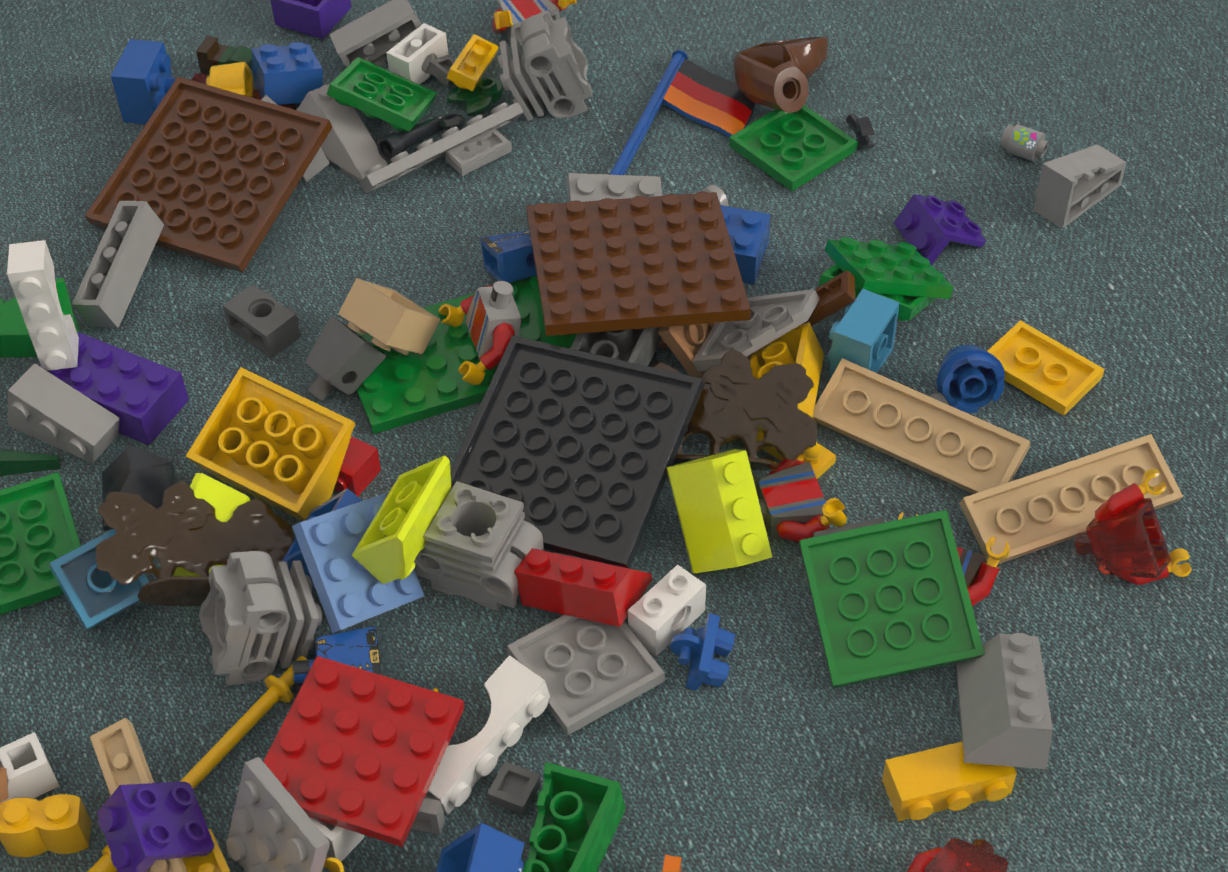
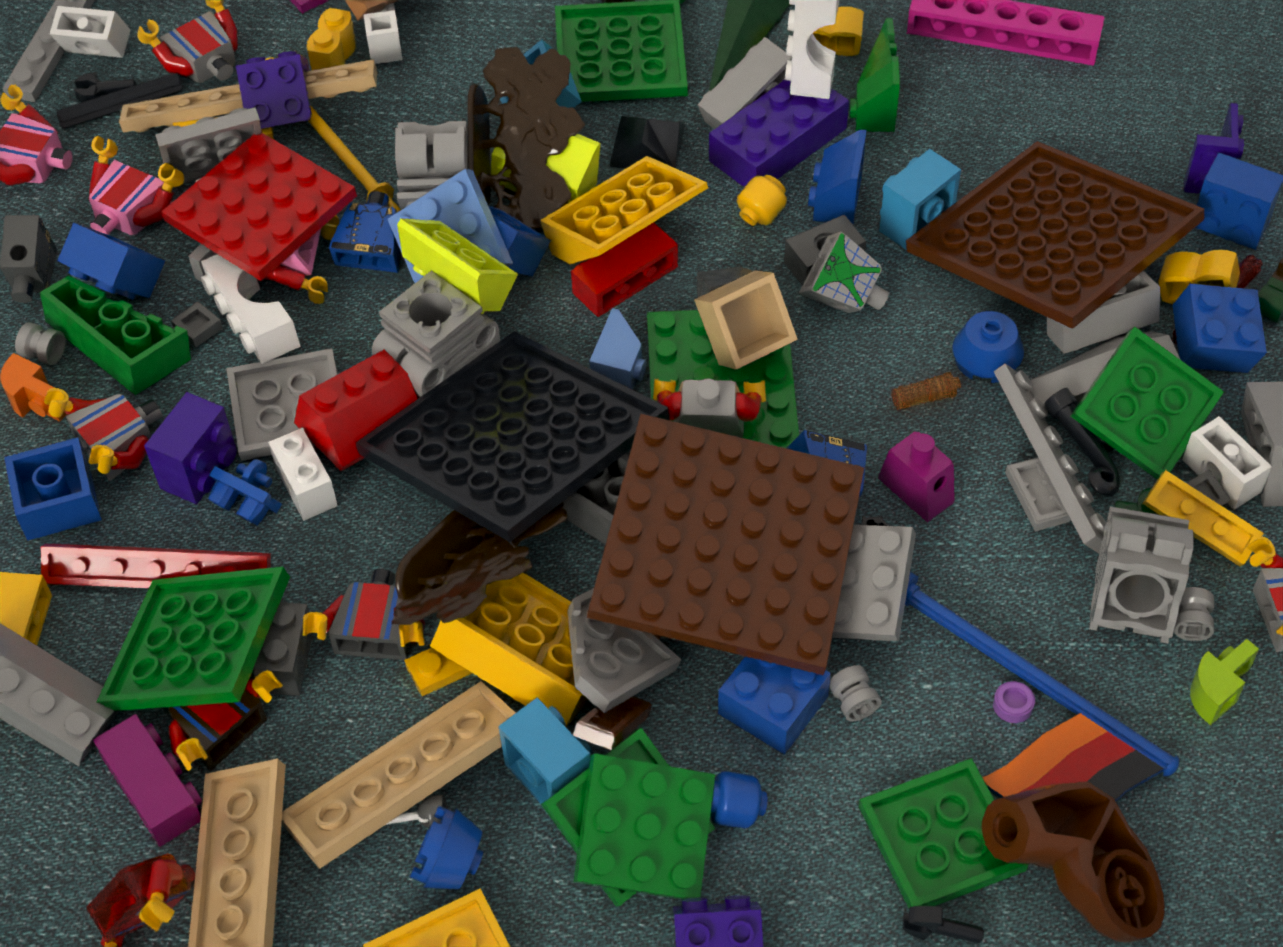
camera: 110 degrees right, 5 degrees up
(83, 97) = (1207, 148): none -> dark purple bracket
(118, 264) = (905, 134): light grey brick -> none
(172, 318) = (838, 179): none -> blue slope
(191, 260) = (917, 196): none -> dark azure brick
(206, 377) = (761, 200): none -> yellow head
(299, 290) = (844, 276): none -> light grey torso
(340, 200) = (987, 344): none -> blue cone
(398, 231) = (925, 391): none -> clear orange piece
(429, 429) = (618, 352): none -> medium blue slope
(493, 205) = (920, 475): none -> magenta torso
(606, 43) = (1219, 680): none -> lime brick
(666, 135) = (1014, 702): none -> medium lavender tile
(686, 698) = (189, 447): none -> dark purple brick
(690, 793) = (107, 428): none -> torso
(719, 511) = (368, 536): neon yellow slope -> none
(782, 807) = (52, 489): none -> blue brick
(817, 239) = (737, 800): none -> blue head
(824, 699) = (136, 565): none -> plate
(1024, 595) = (149, 779): none -> magenta brick

